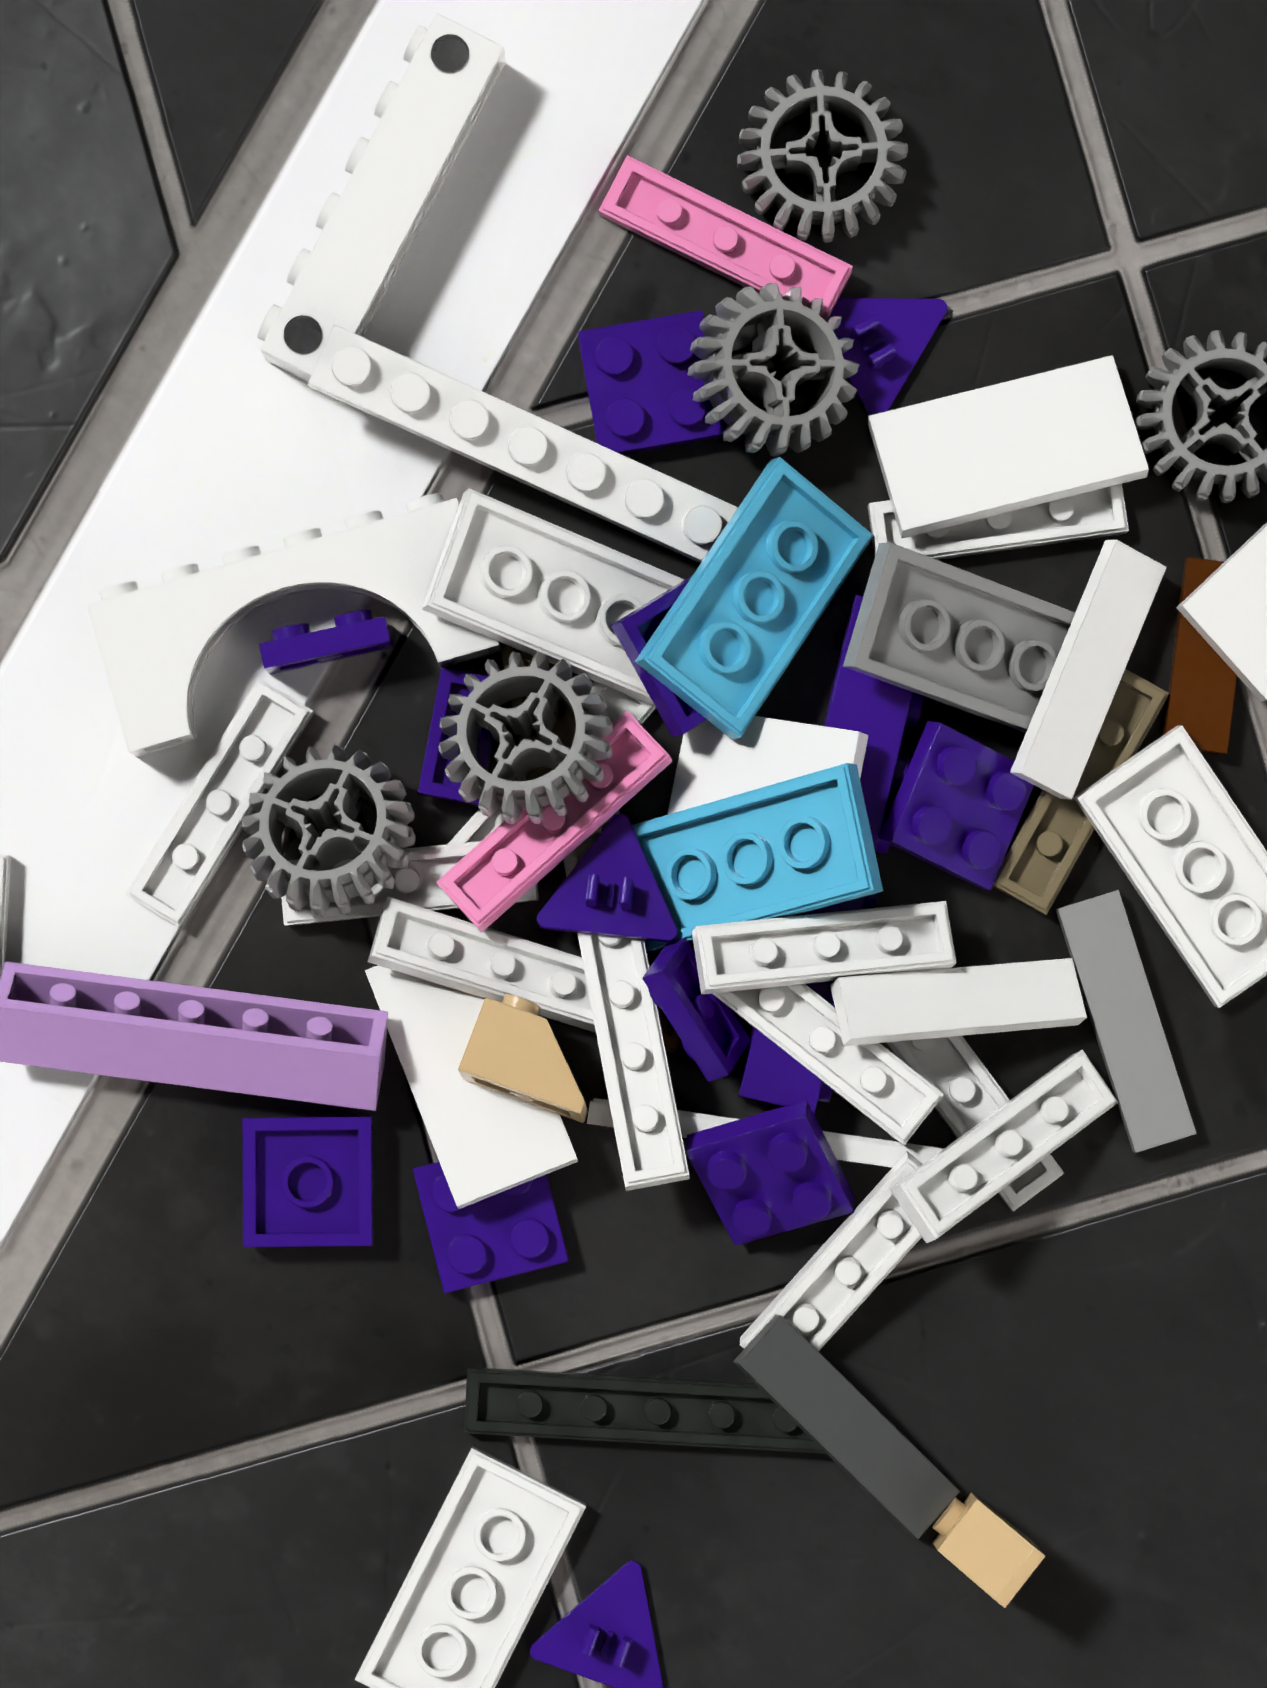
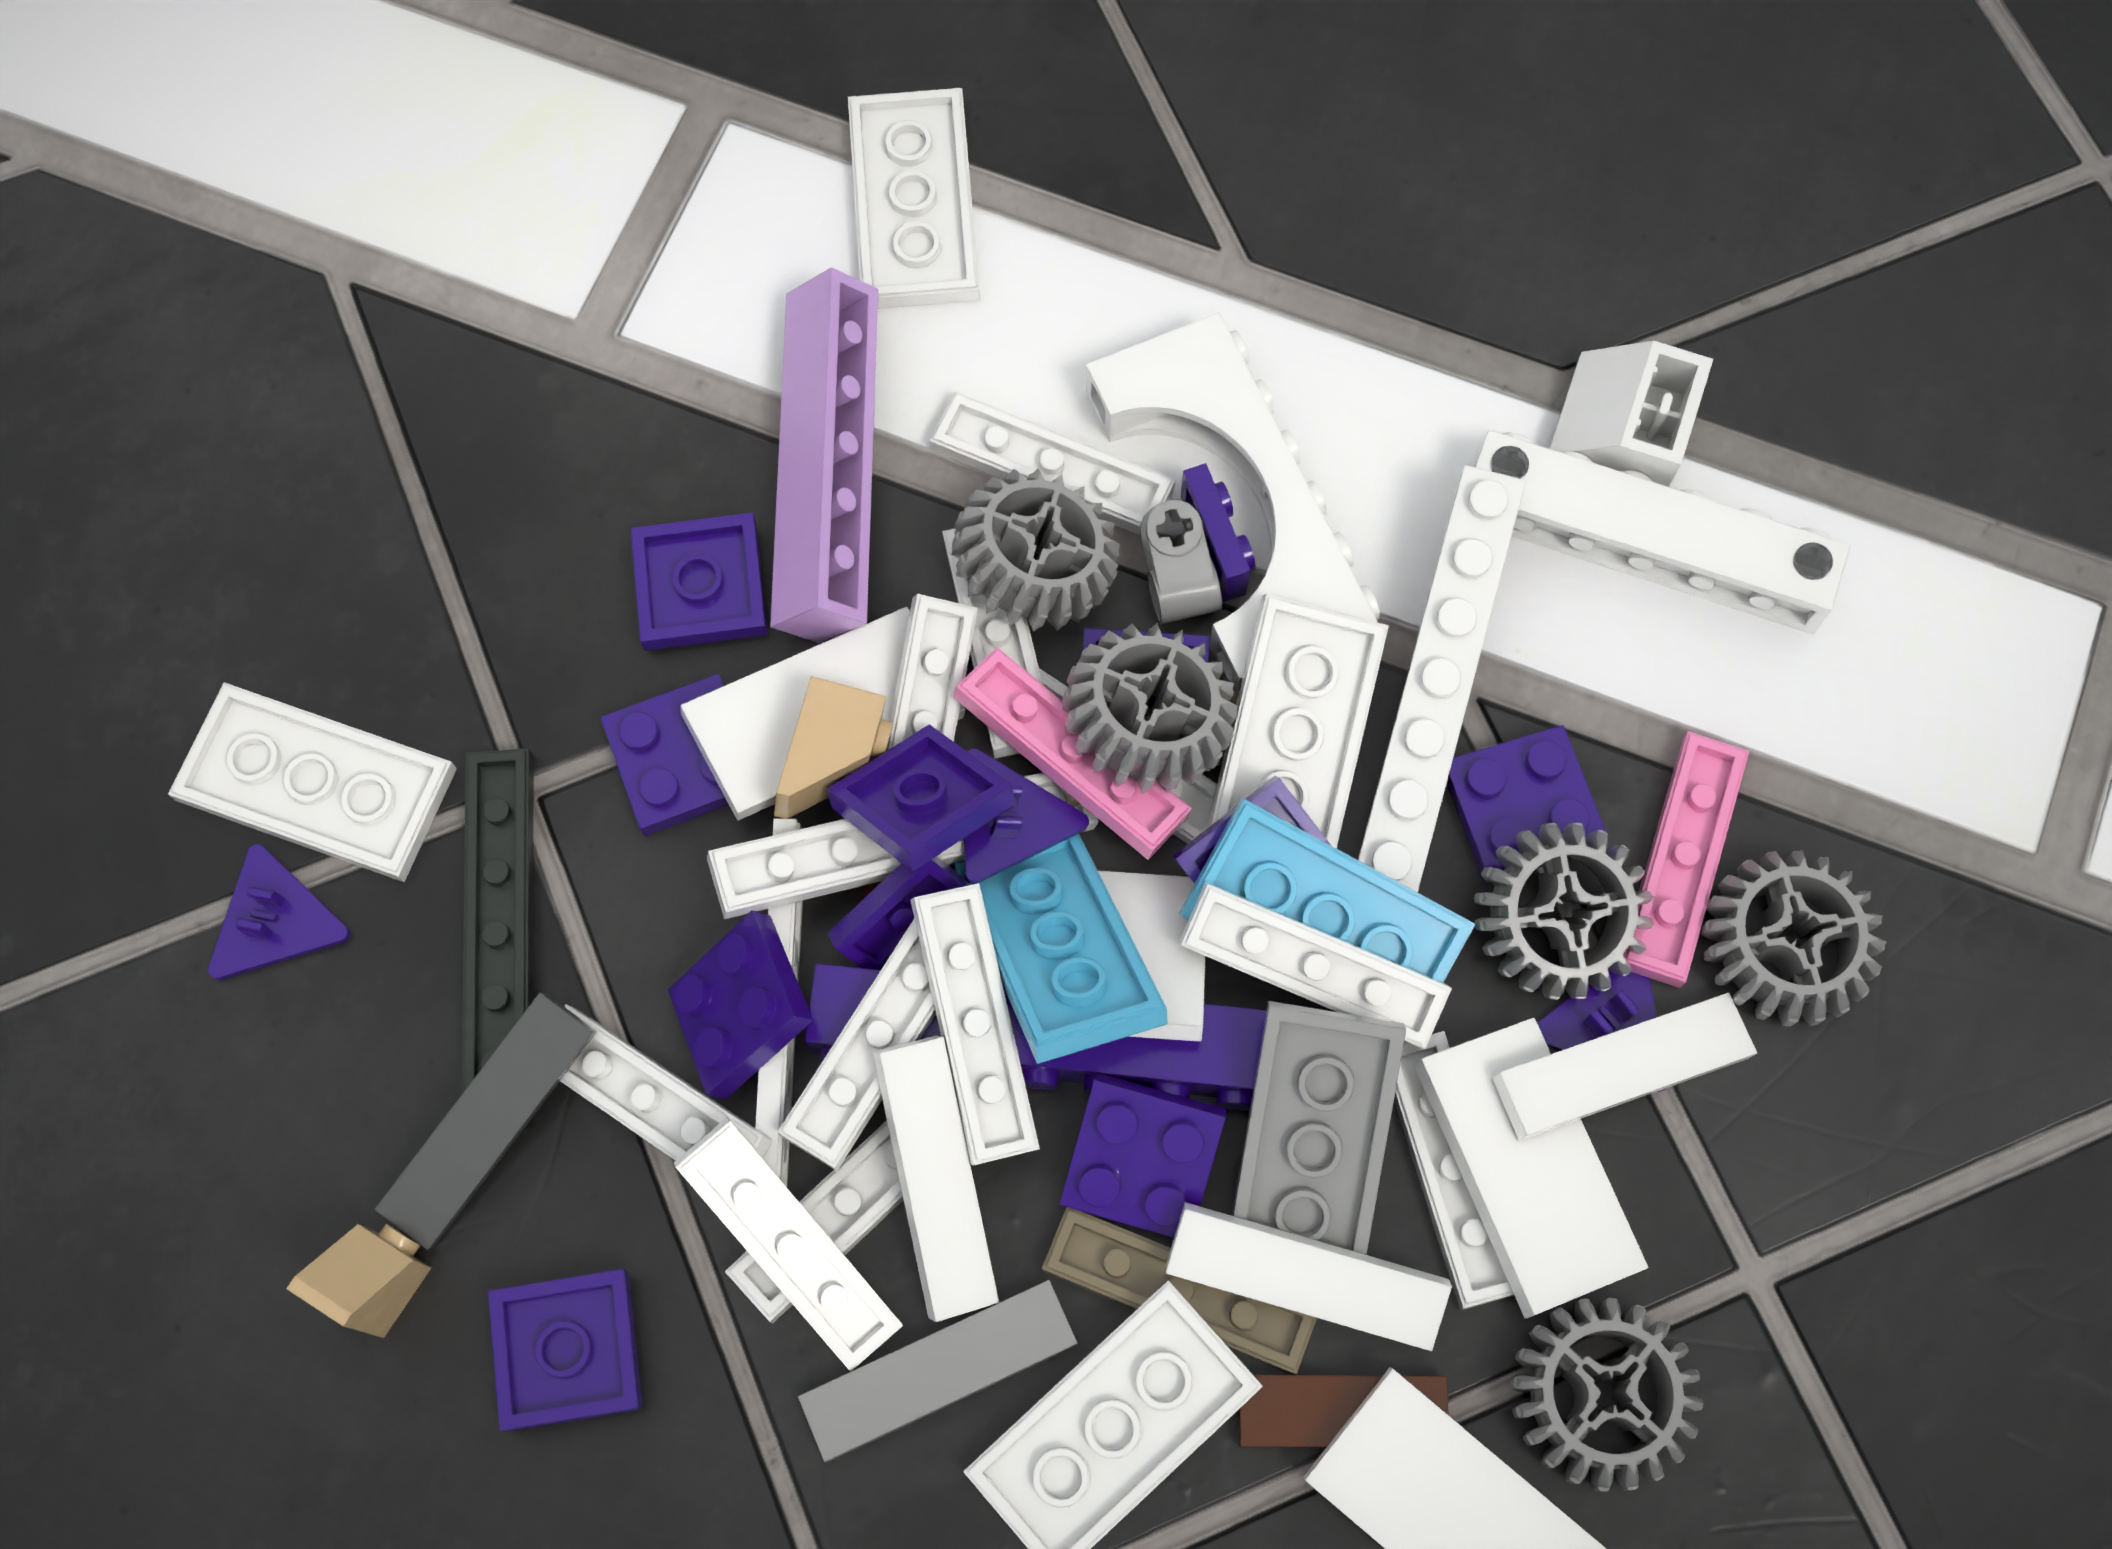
camera: 90 degrees right, 15 degrees down
(252, 199) = (1633, 407): none -> white slope
(363, 688) = (1182, 576): none -> light grey piece
(595, 973) = (921, 797): none -> dark purple plate
(802, 617) = (1312, 963): none -> white tile
(926, 340) = (1623, 1066): none -> white tile
(1068, 1365) = (564, 1350): none -> dark purple plate

